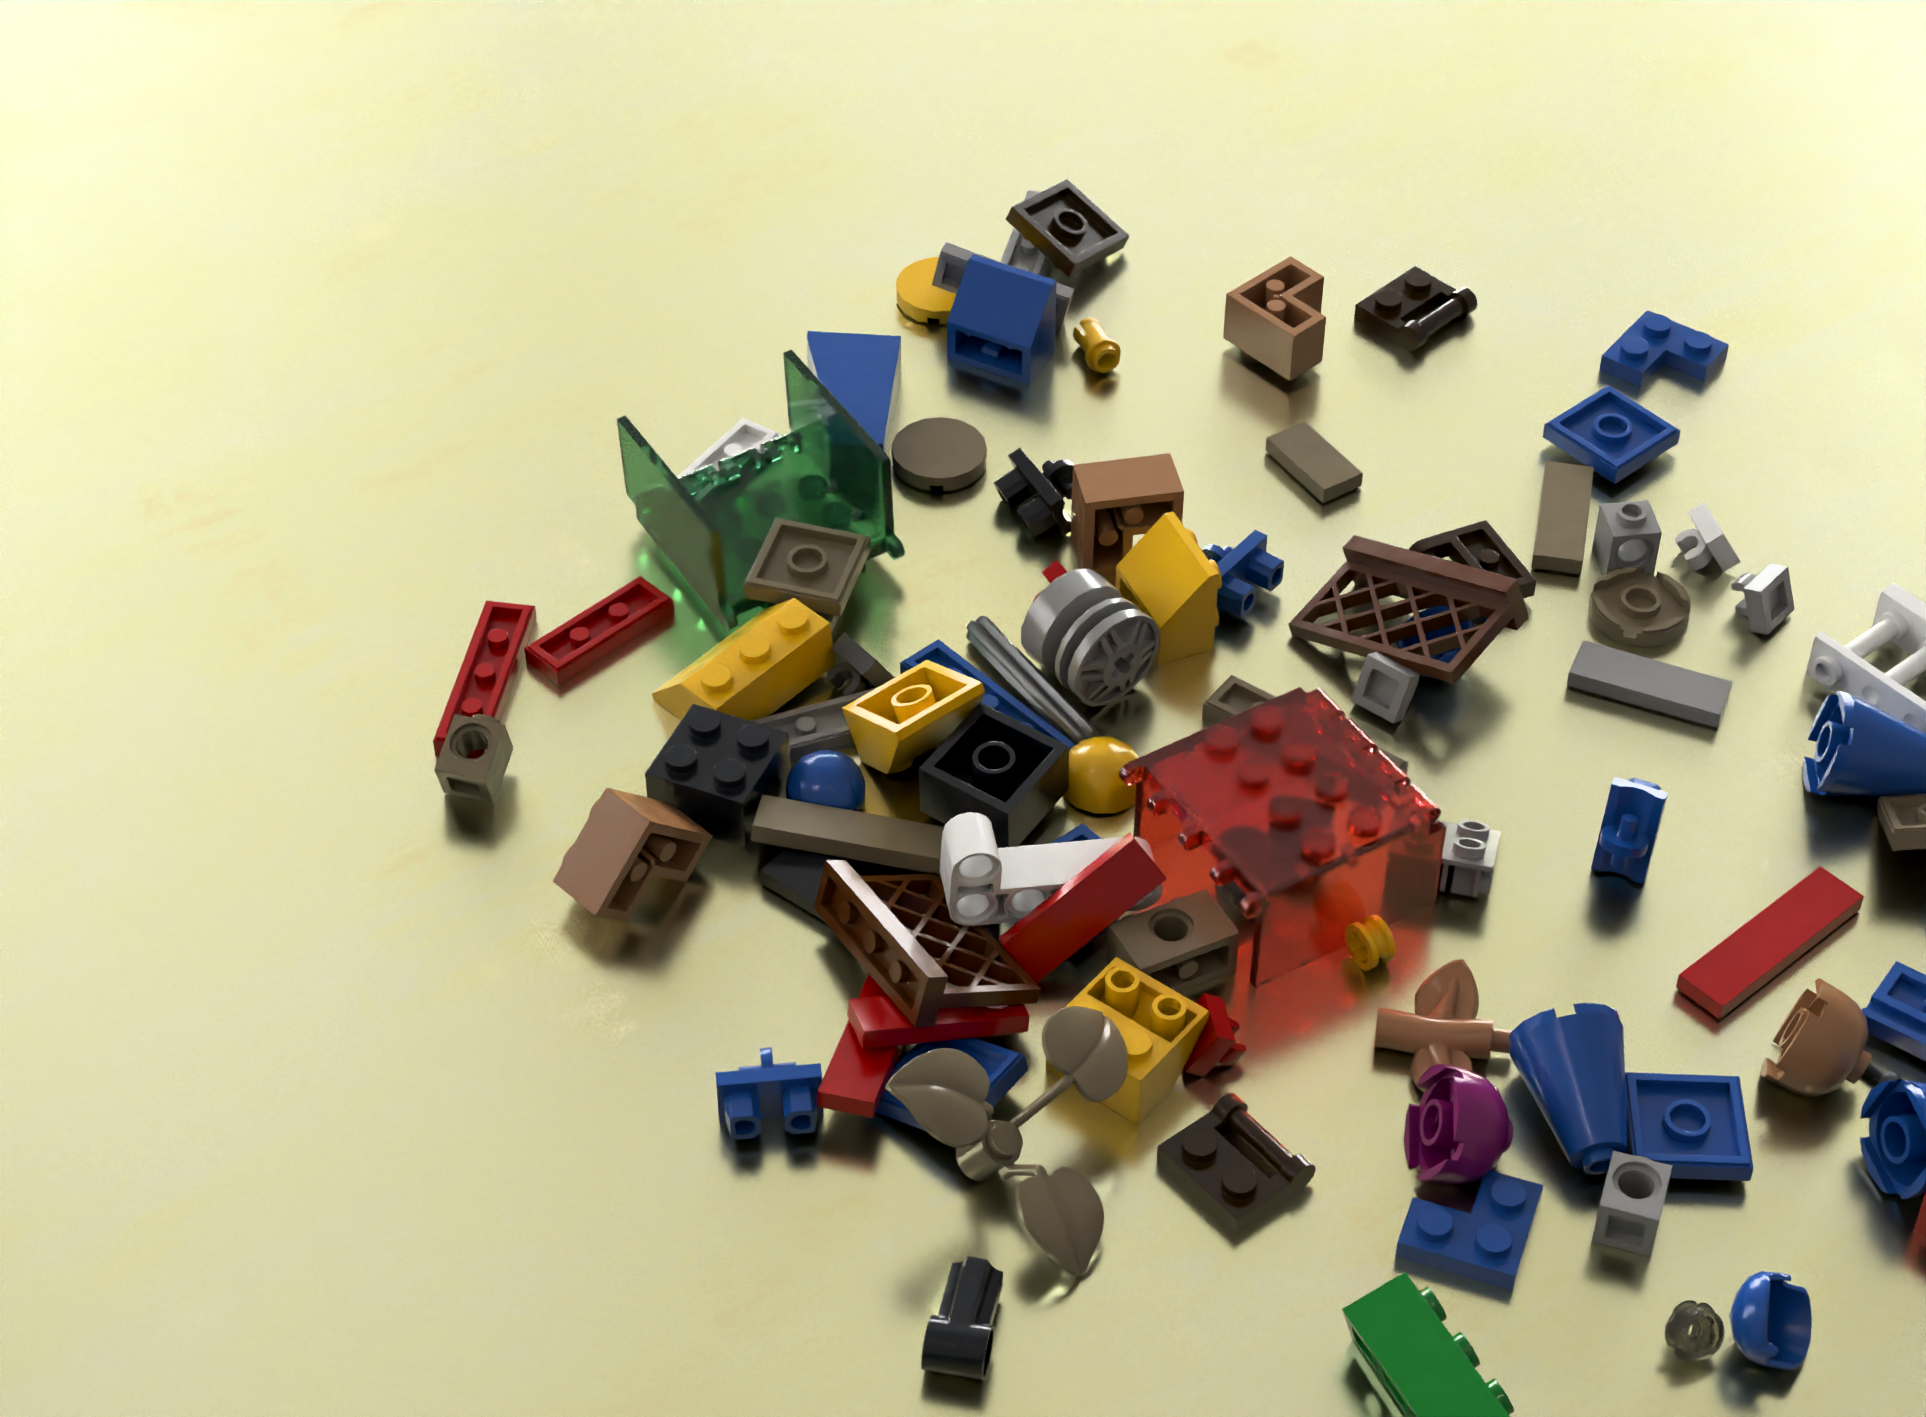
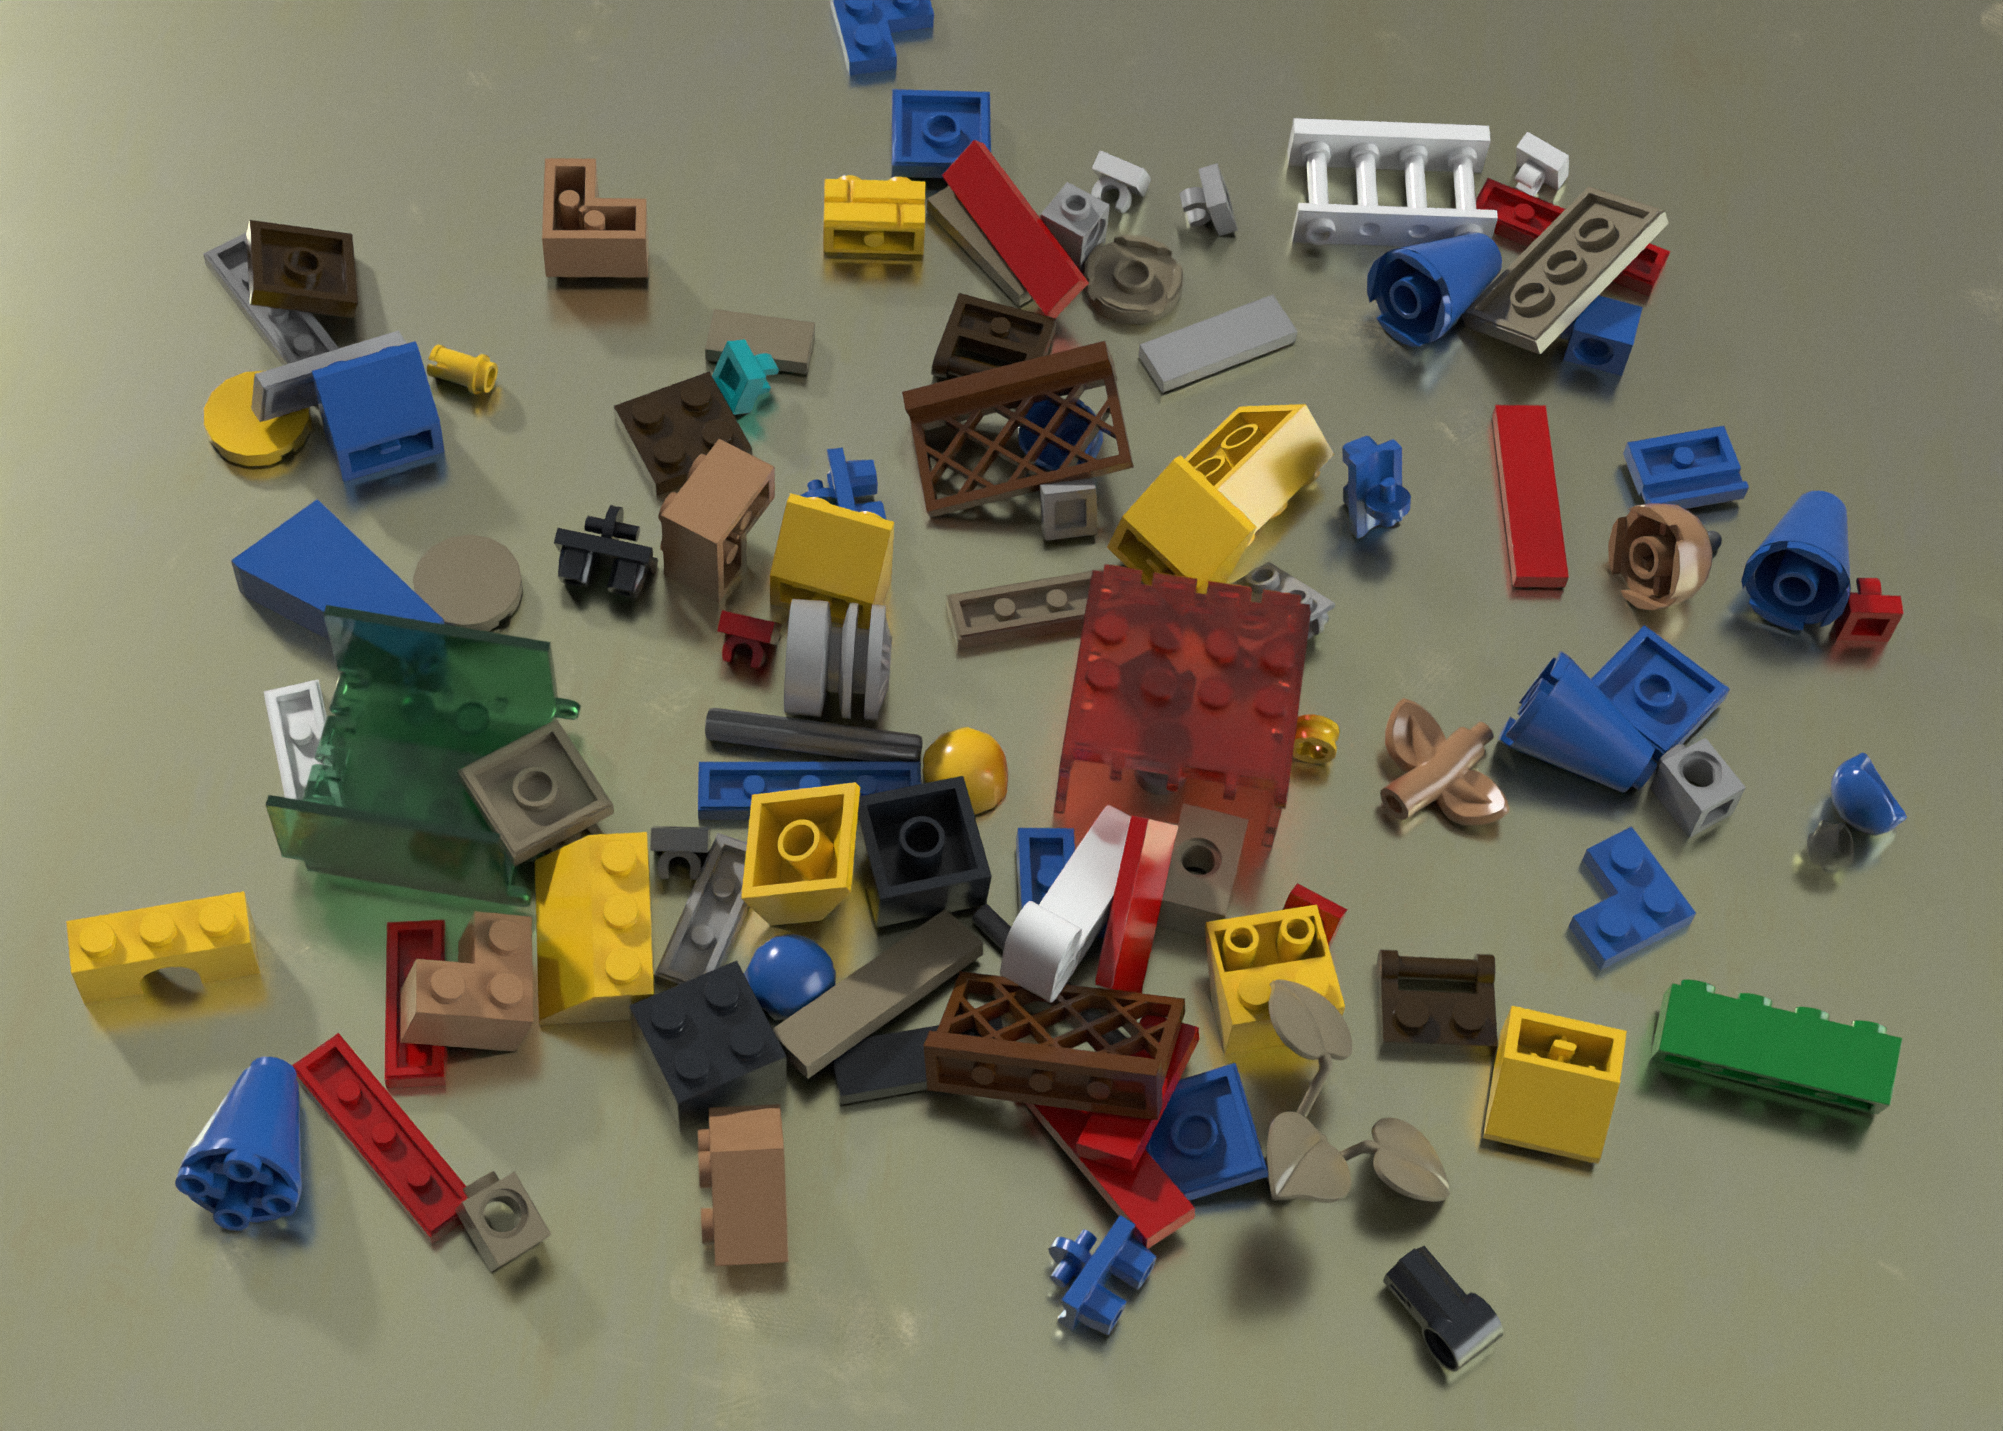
camera: 55 degrees left, 15 degrees up
(401, 609) = (249, 1150): none -> blue cone
(534, 499) = (202, 934): none -> yellow arch
(627, 643) = (480, 998): none -> medium nougat brick
(1206, 469) = (675, 427): none -> dark brown plate
(1238, 1266) = (1554, 1084): none -> yellow slope
(1270, 466) = (743, 375): none -> teal tile
(1406, 299) = (639, 126): dark brown plate -> none
(1431, 735) = (1182, 529): none -> yellow slope
(1457, 1126) = (1546, 839): magenta cylinder -> none
(1490, 443) = (874, 216): none -> yellow brick
(1543, 763) = (1262, 458): none -> yellow slope
(1574, 508) = (1015, 229): none -> red tile

